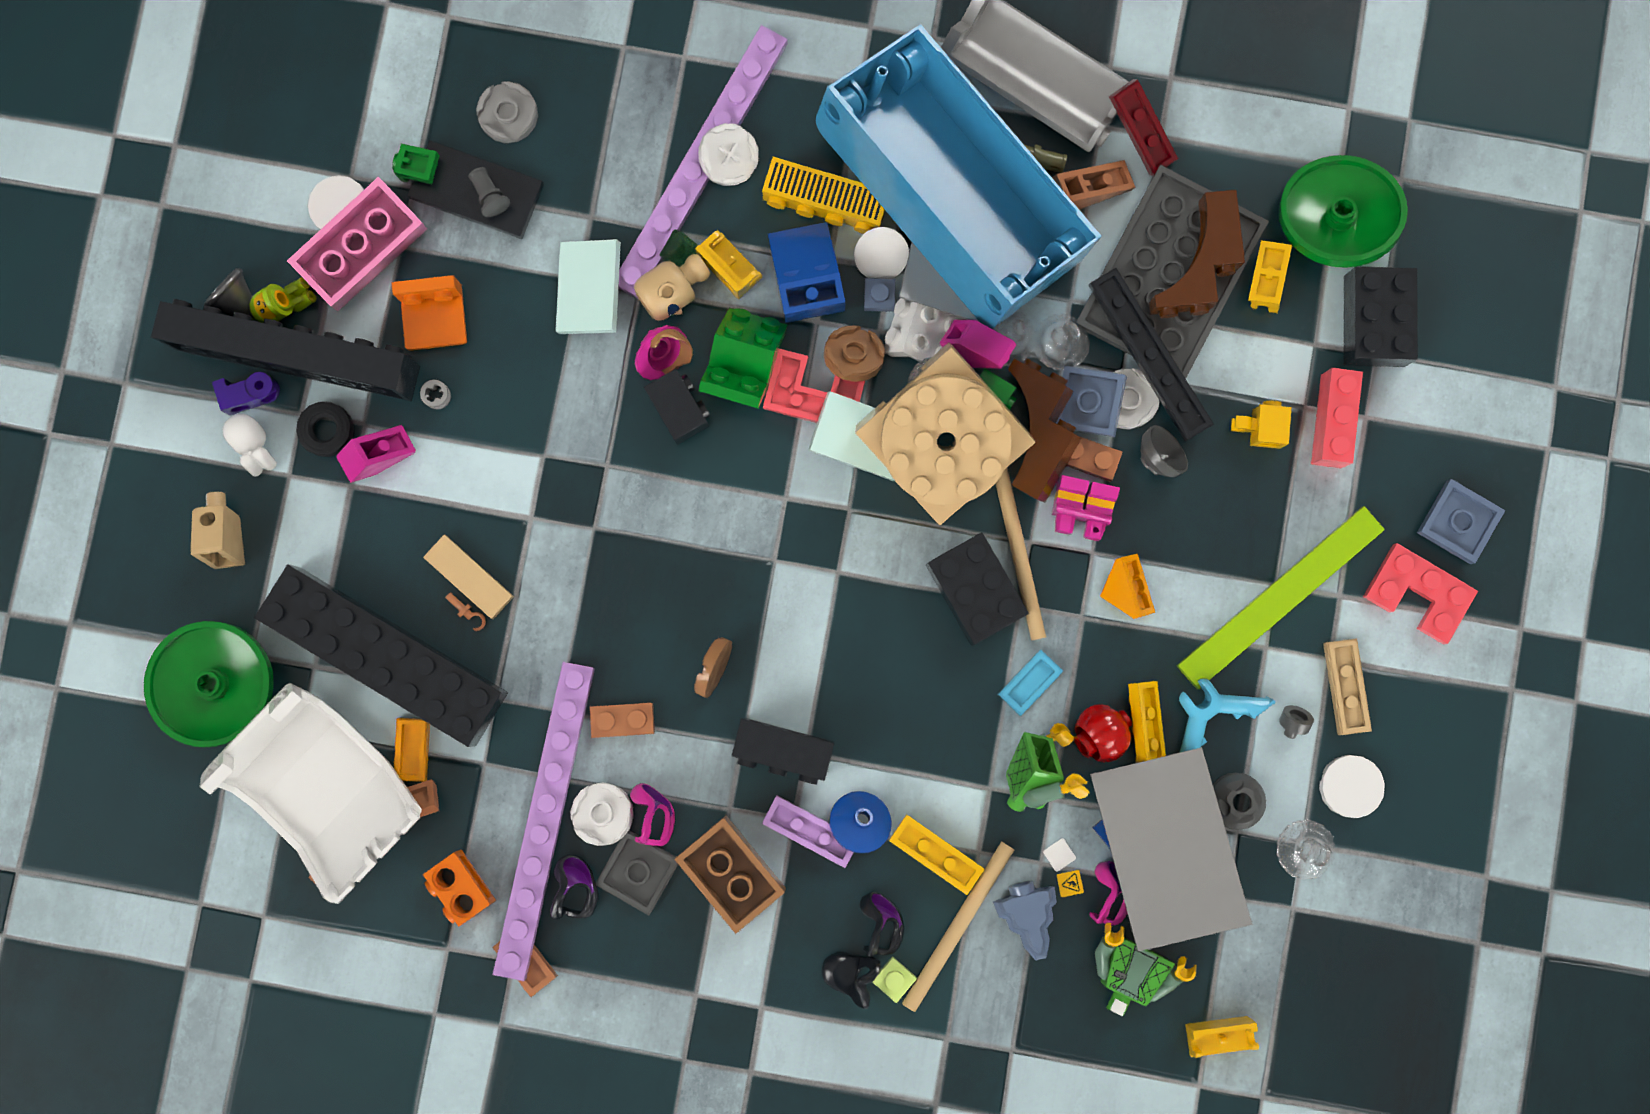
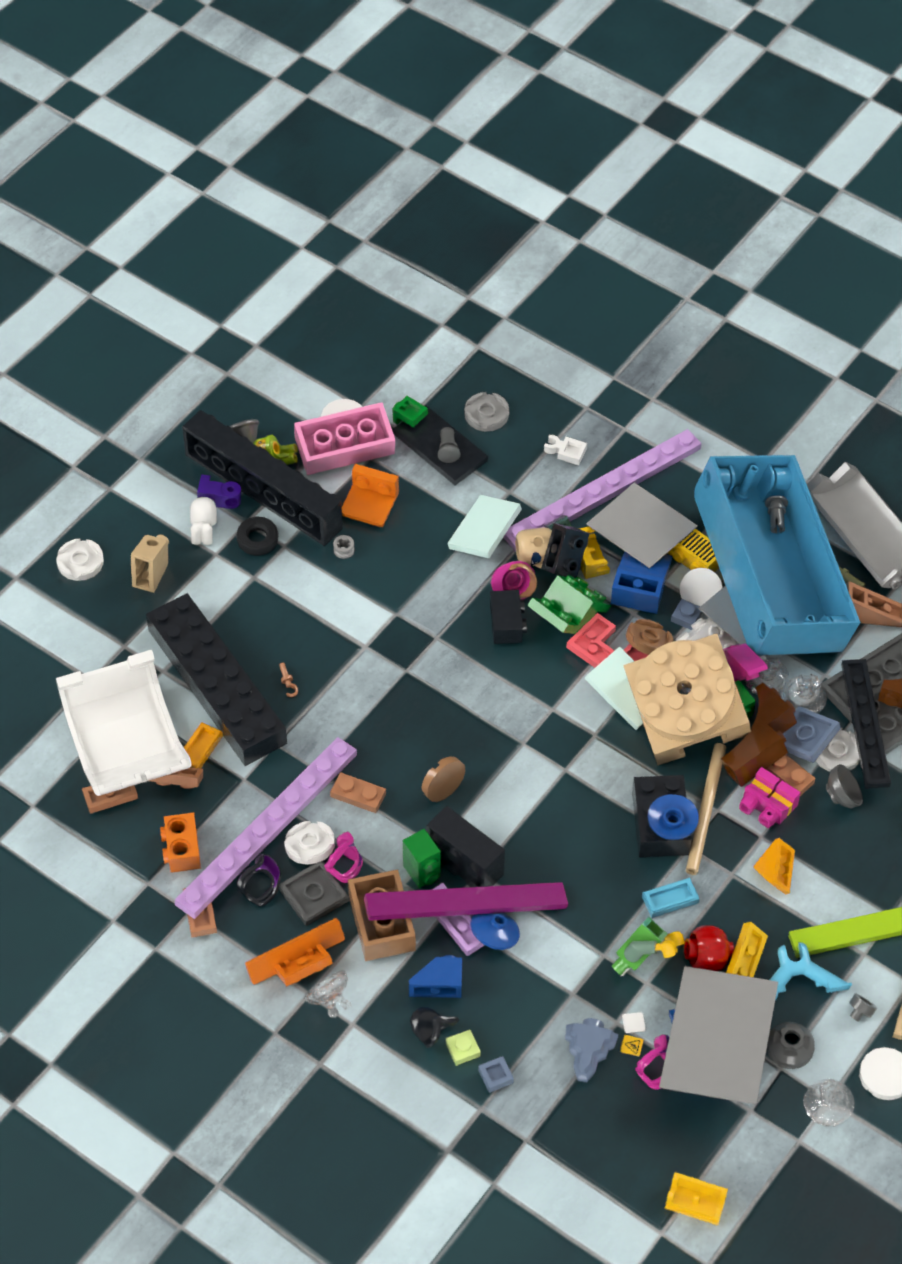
camera: 25 degrees right, 30 degrees down
(131, 564) = (80, 559): none -> white tile
(207, 683) = (87, 638): green dish -> none
(375, 453) = (282, 560): dark pink slope -> none
(468, 576) = (302, 661): tan tile -> none
(635, 125) = (568, 450): none -> white plate
(666, 967) = (298, 956): none -> orange bracket
(705, 288) = (565, 550): none -> black brick
(719, 995) = (329, 992): none -> clear hair
(728, 154) = (618, 481): white tile -> none
(741, 785) = (421, 858): none -> green brick
(775, 202) = (641, 525): none -> light grey piece
(815, 817) = (465, 901): none -> magenta tile
(831, 914) = (438, 979): none -> blue slope
(882, 910) = (475, 990): black piece -> none
(926, 108) = (776, 509): none -> dark grey pin
(936, 854) = (540, 975): yellow plate -> none
(946, 997) = (496, 1074): none -> sand blue plate
(958, 927) = (531, 1032): tan piece -> none
(1018, 601) = (673, 808): none -> blue dish
(1135, 974) = (651, 1118): torso -> none

